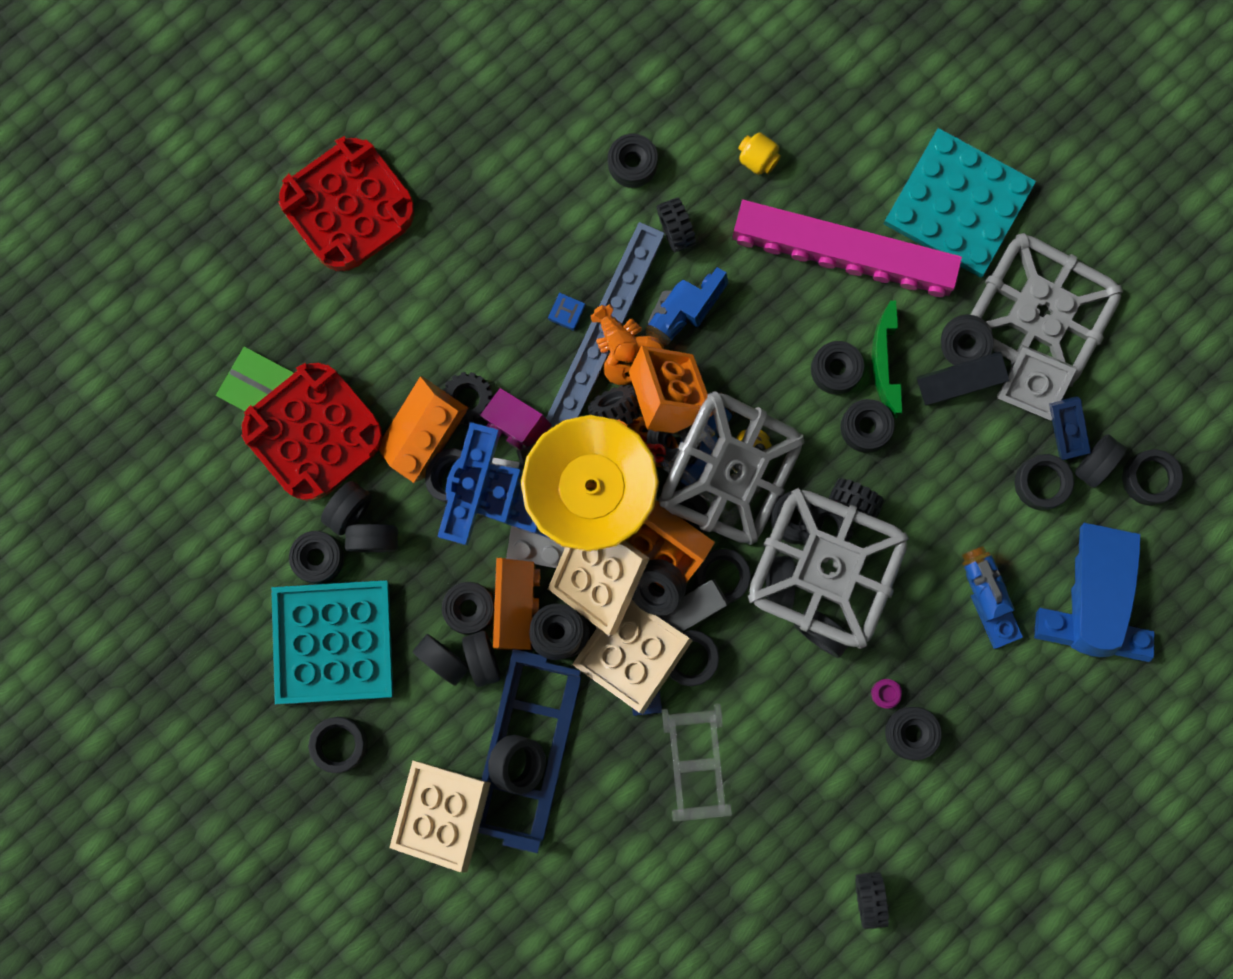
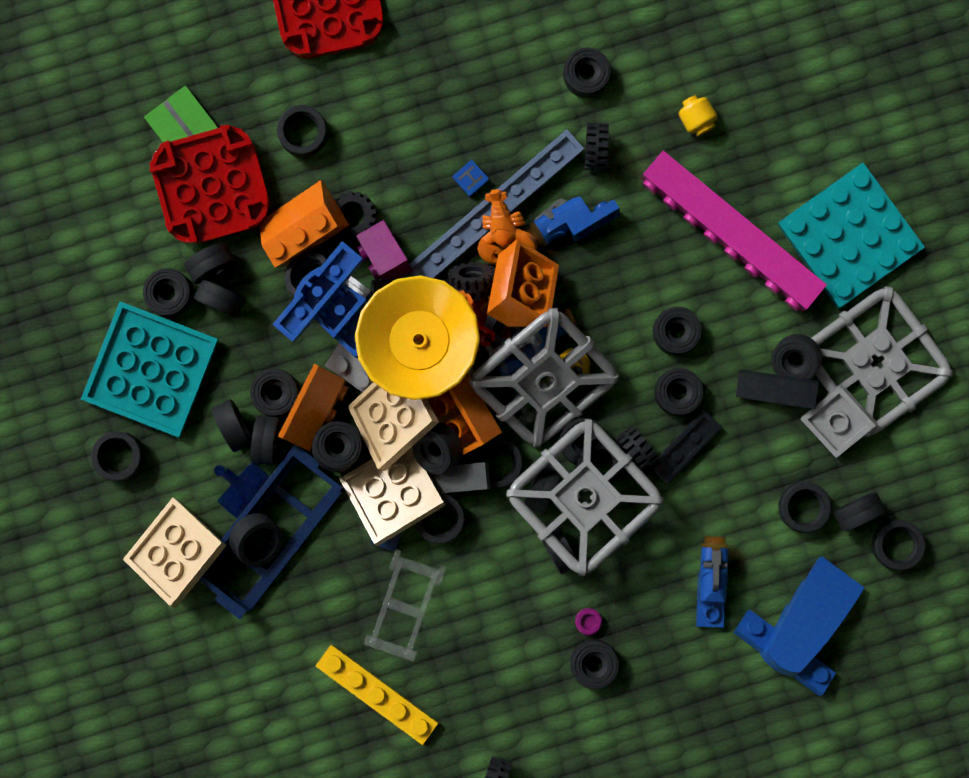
camera: 25 degrees right, 5 degrees up
(376, 318) = (298, 111): none -> black tyre
(479, 719) = (242, 488): none -> clear blue plate
(710, 866) = (377, 694): none -> yellow plate
(889, 394) = (709, 373): green slope -> none
(900, 475) = (686, 446): none -> black tile
(1069, 428) = (848, 472): dark blue plate -> none

